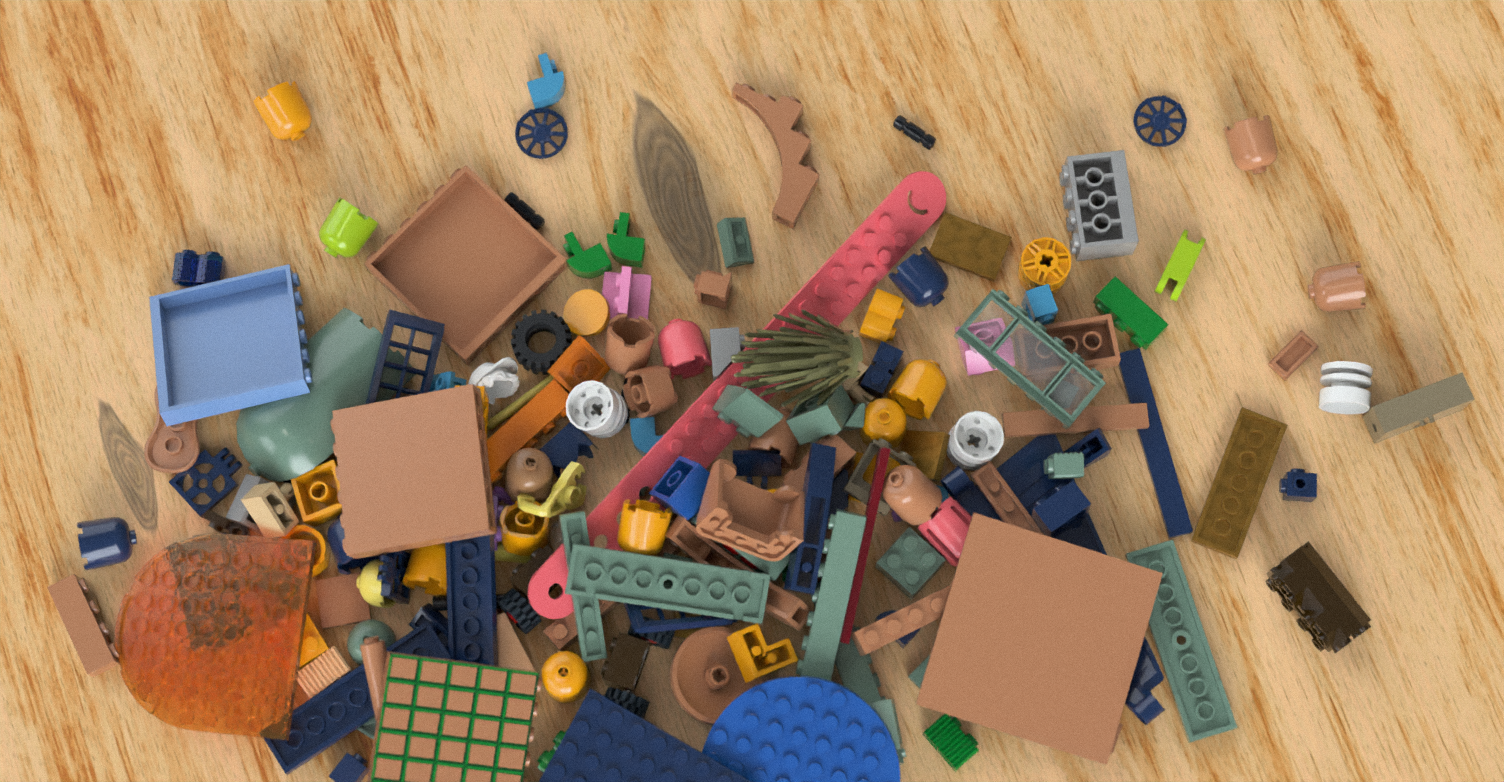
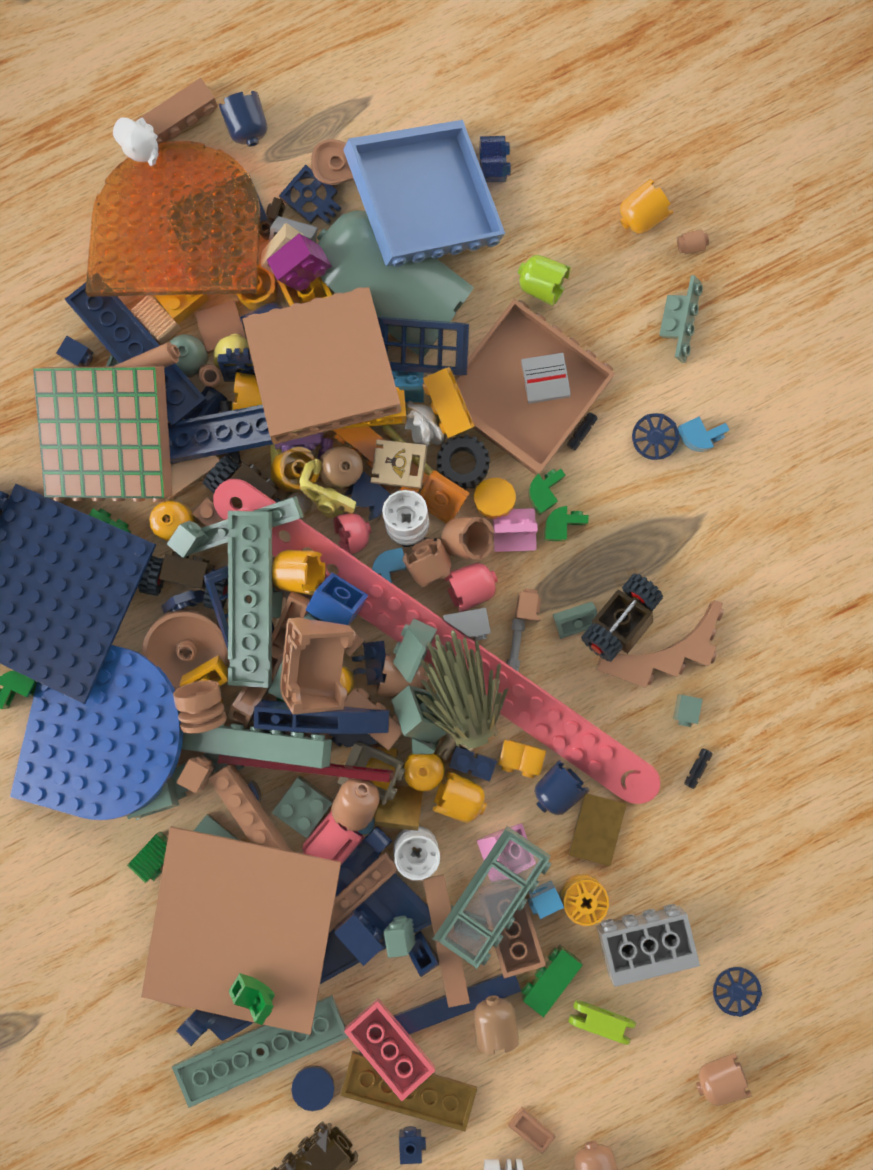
camera: 85 degrees right, 10 degrees up
(111, 665) = (137, 140): none -> white hair
(292, 486) = (299, 262): none -> magenta brick
(329, 67) = (692, 241): none -> nougat brick
(399, 616) = (209, 375): none -> nougat brick
(413, 92) = (680, 317): none -> sand green bracket
(460, 239) = (545, 378): none -> light grey slope
(473, 347) = (447, 402): none -> light orange brick
(534, 413) = (395, 461): none -> tan container
(588, 651) = (186, 538): none -> brick
(603, 473) = (352, 532): none -> coral cylinder
(660, 671) = (183, 600): none -> dark blue hinge
(735, 305) = (517, 627): none -> light grey bar
(739, 187) = (623, 618): none -> brick
(782, 651) = (199, 706): none -> nougat wheel
(848, 135) = (687, 710): none -> sand green brick
(858, 668) = (196, 773): none -> nougat piece
(1113, 627) = (253, 995): none -> green brick
(1171, 376) = (495, 1025): none -> medium nougat cylinder
(1187, 492) = (390, 1049): none -> coral brick
(1228, 589) = (313, 1088): none -> dark blue tile

